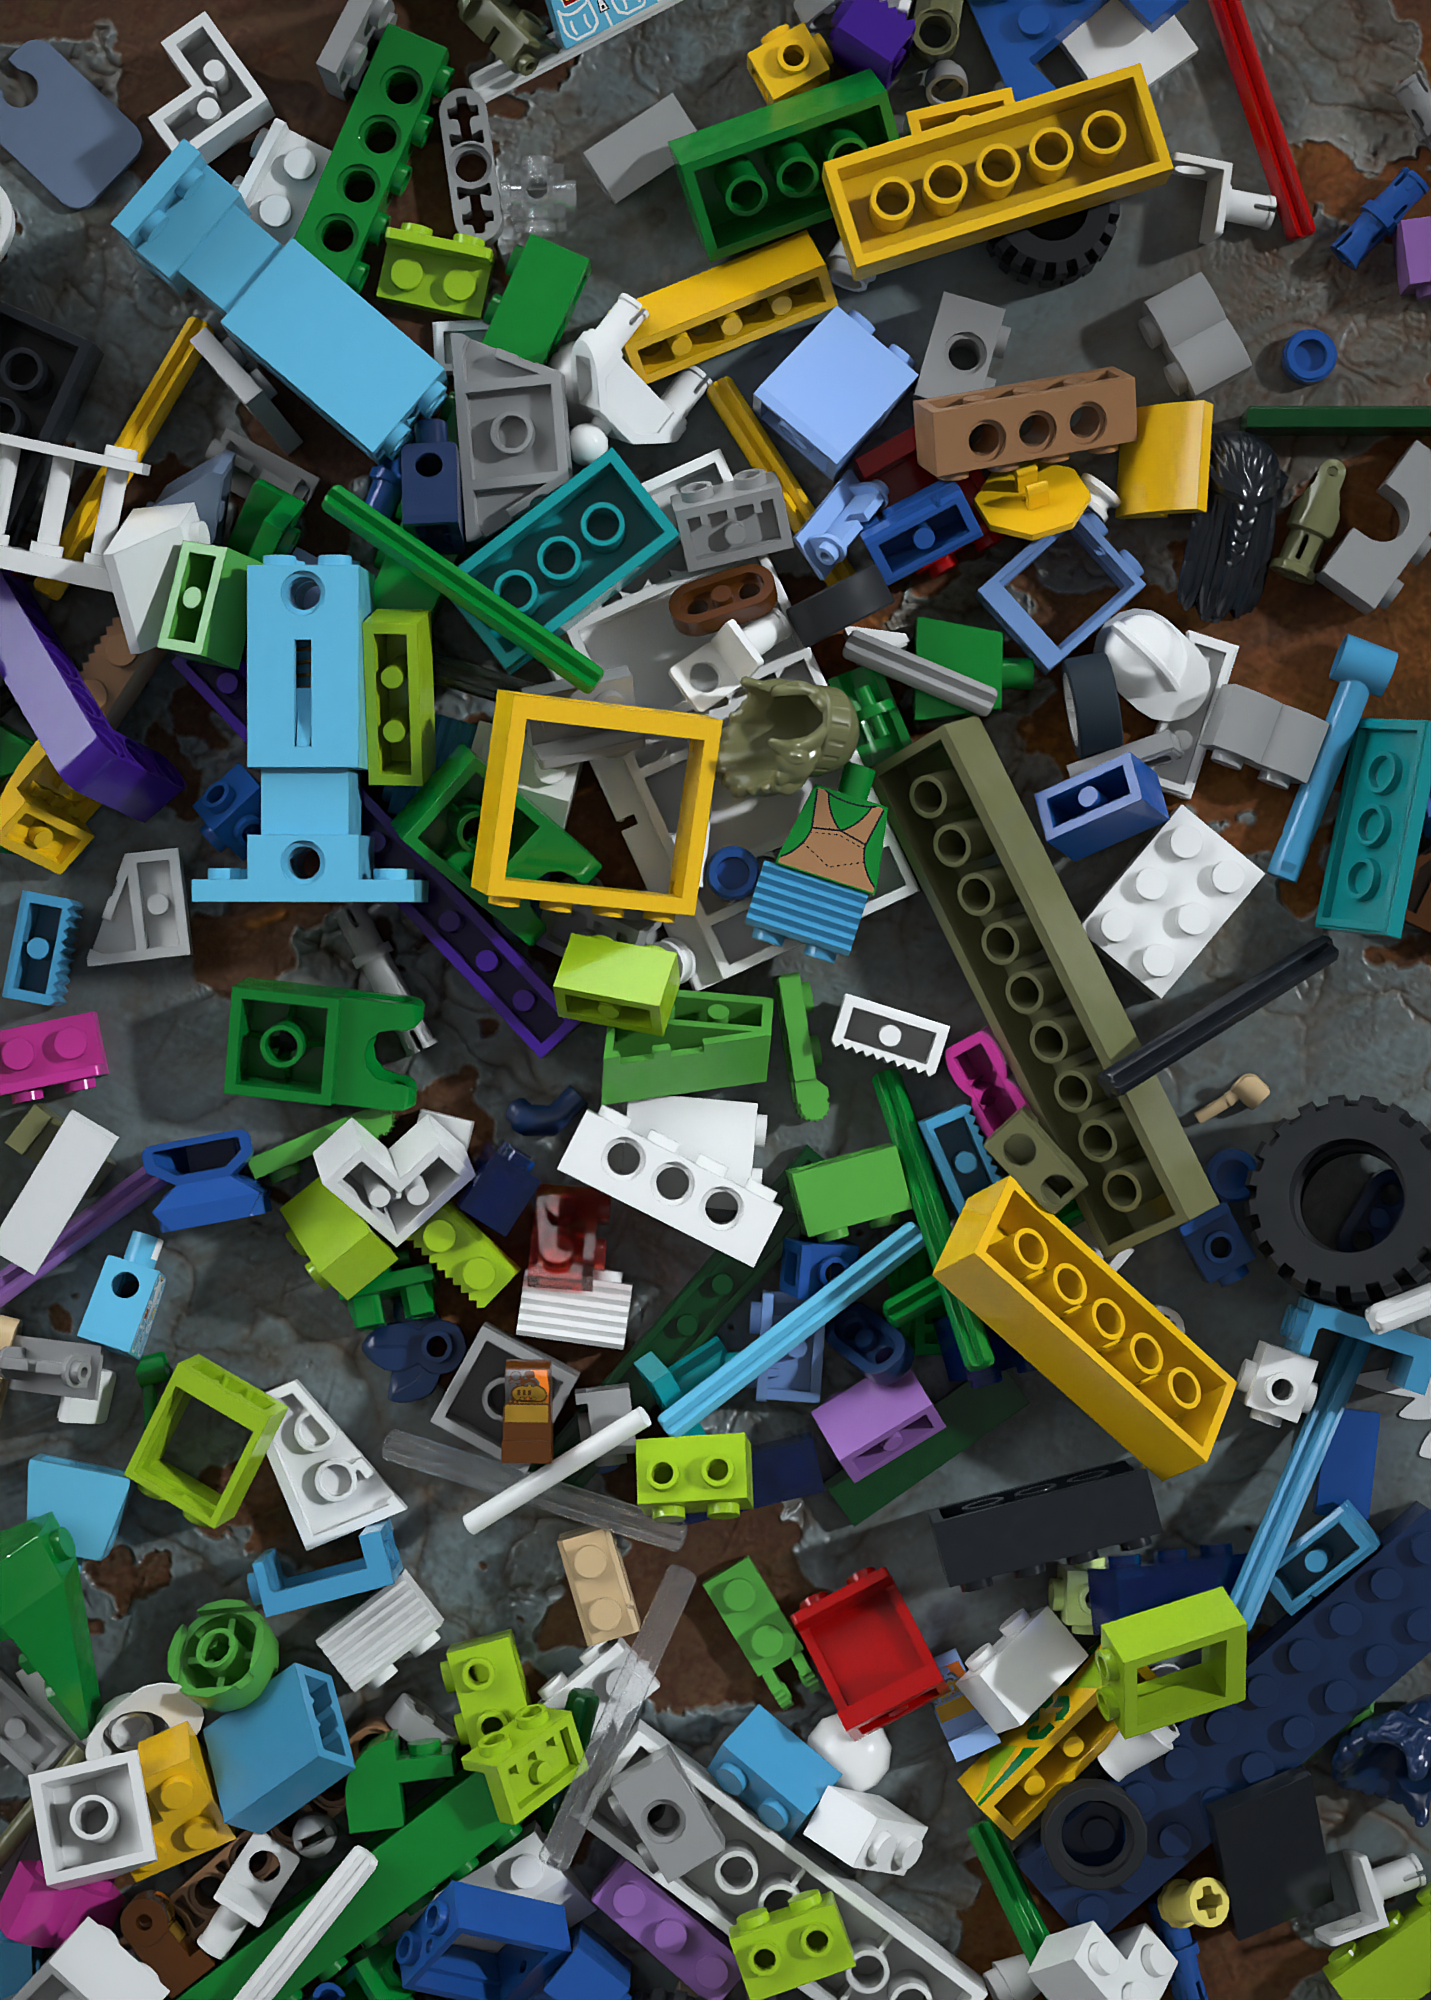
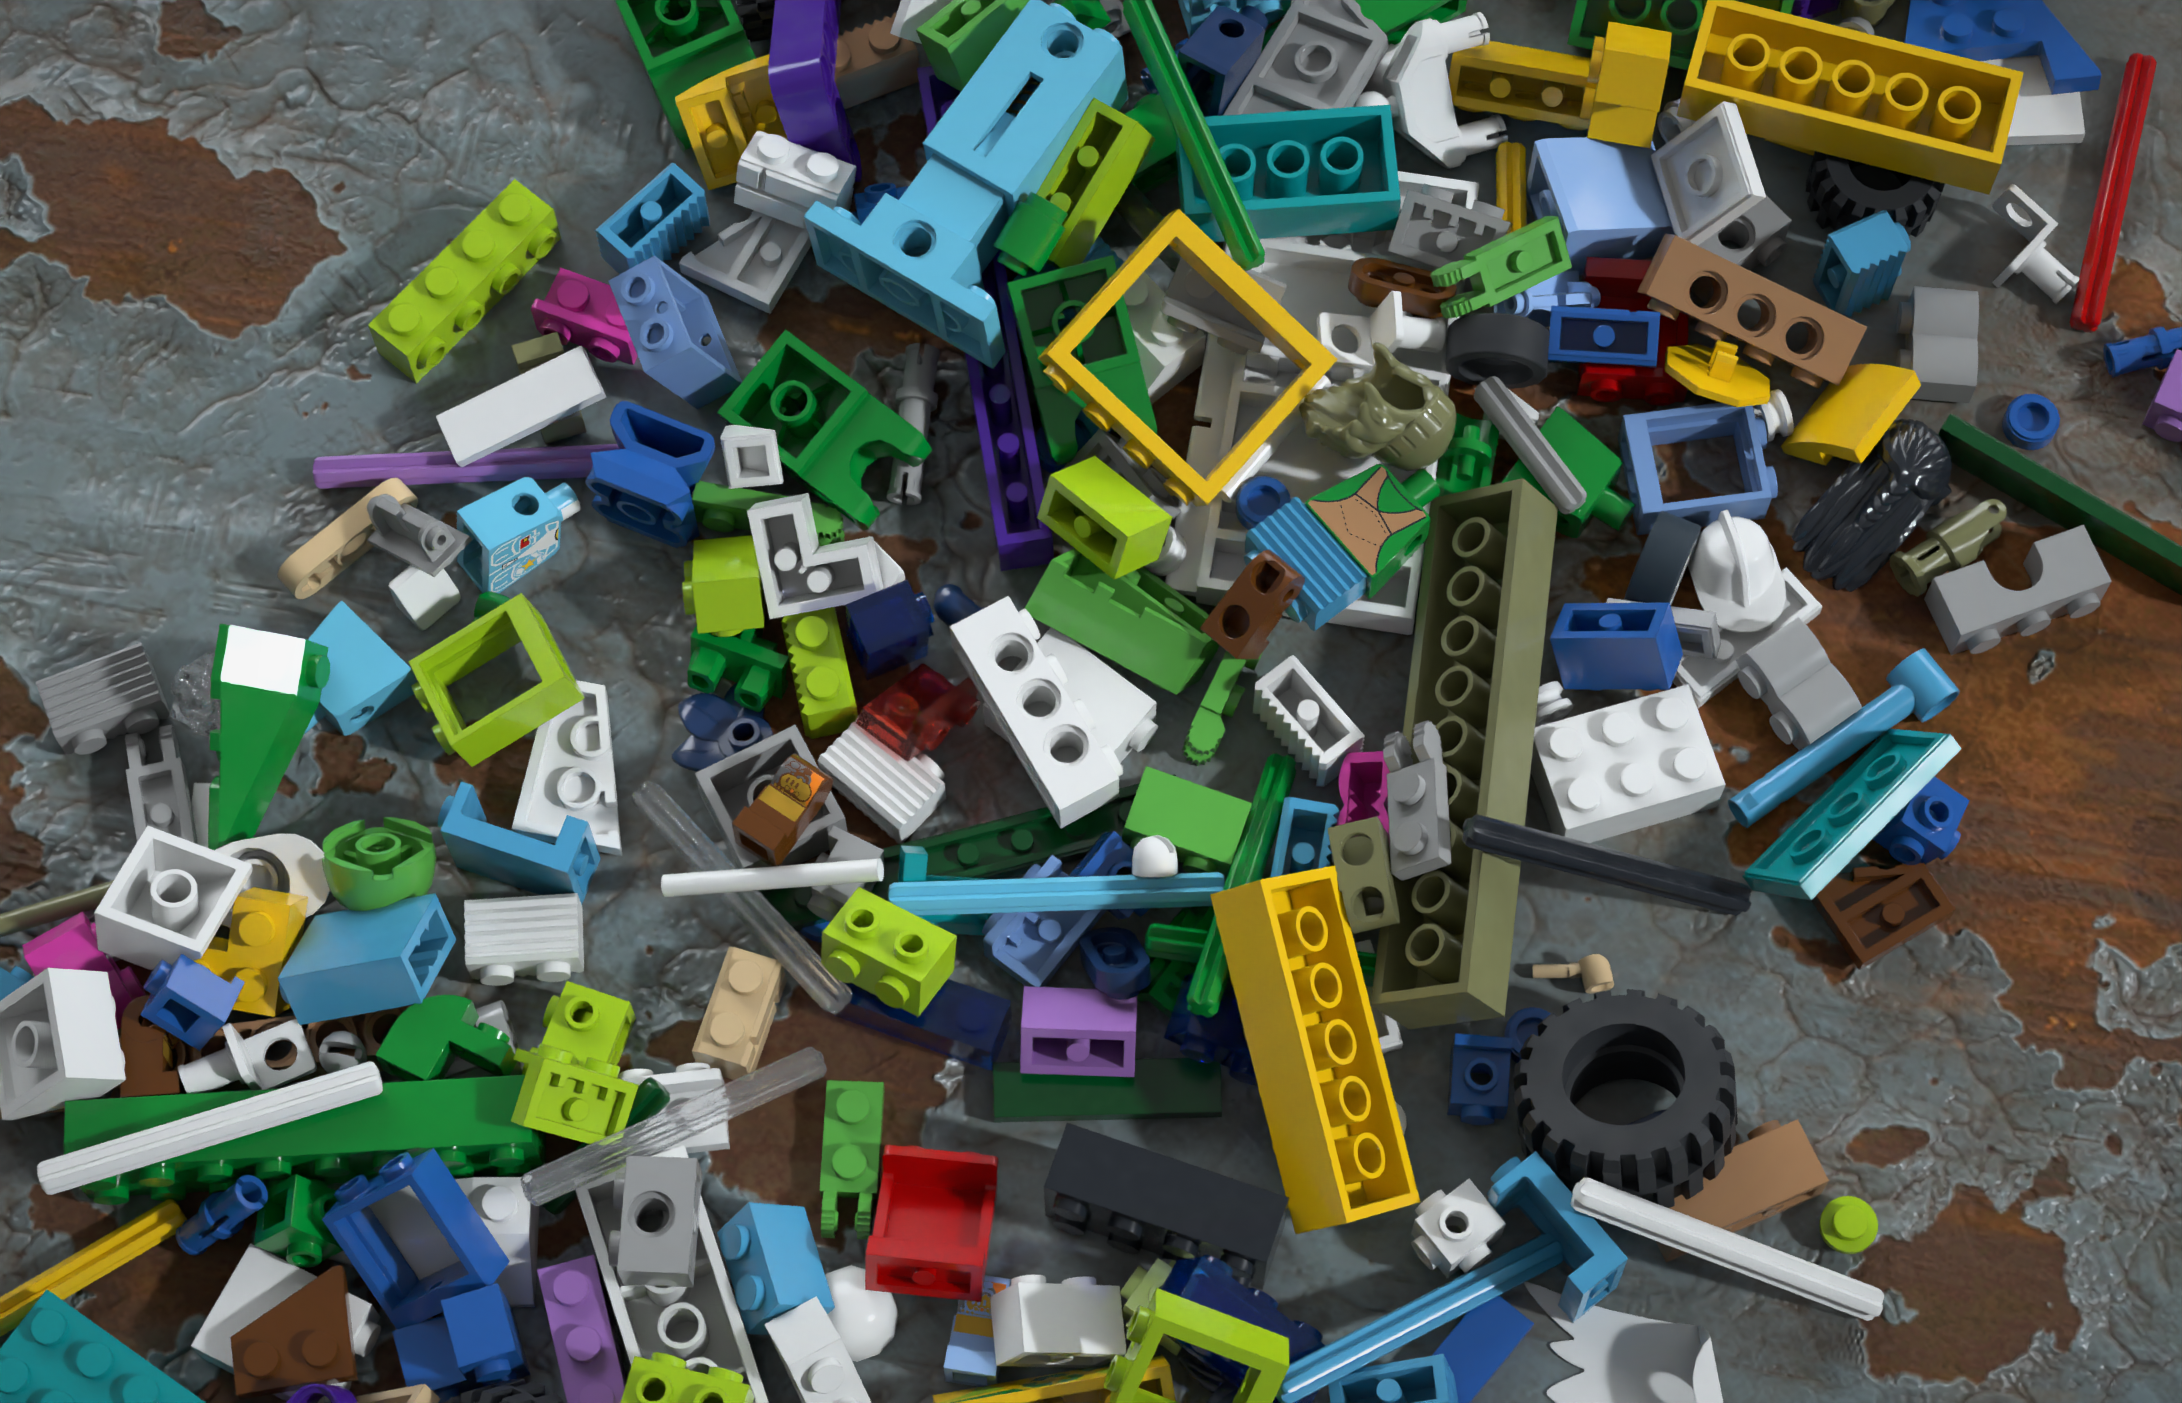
camera: 30 degrees right, 20 degrees down
(140, 838) = (788, 178): none -> white brick
(158, 1056) = (667, 327): none -> medium blue window
(170, 1891) = (189, 1000): none -> blue brick
(279, 1115) = (751, 456): none -> white slope
(391, 782) = (1030, 235): none -> green brick
(793, 984) = (1254, 606): none -> reddish brown leg
(799, 285) = (1630, 84): none -> yellow brick
(802, 534) = (1505, 266): none -> bright green hinge
(852, 1250) = (1154, 858): none -> white hinge
(920, 328) = (1708, 174): none -> white tile
(1036, 1067) = (1417, 803): none -> light grey hinge
(1074, 882) = (1551, 705): none -> white bush
(1091, 312) = (1861, 263): none -> dark azure brick

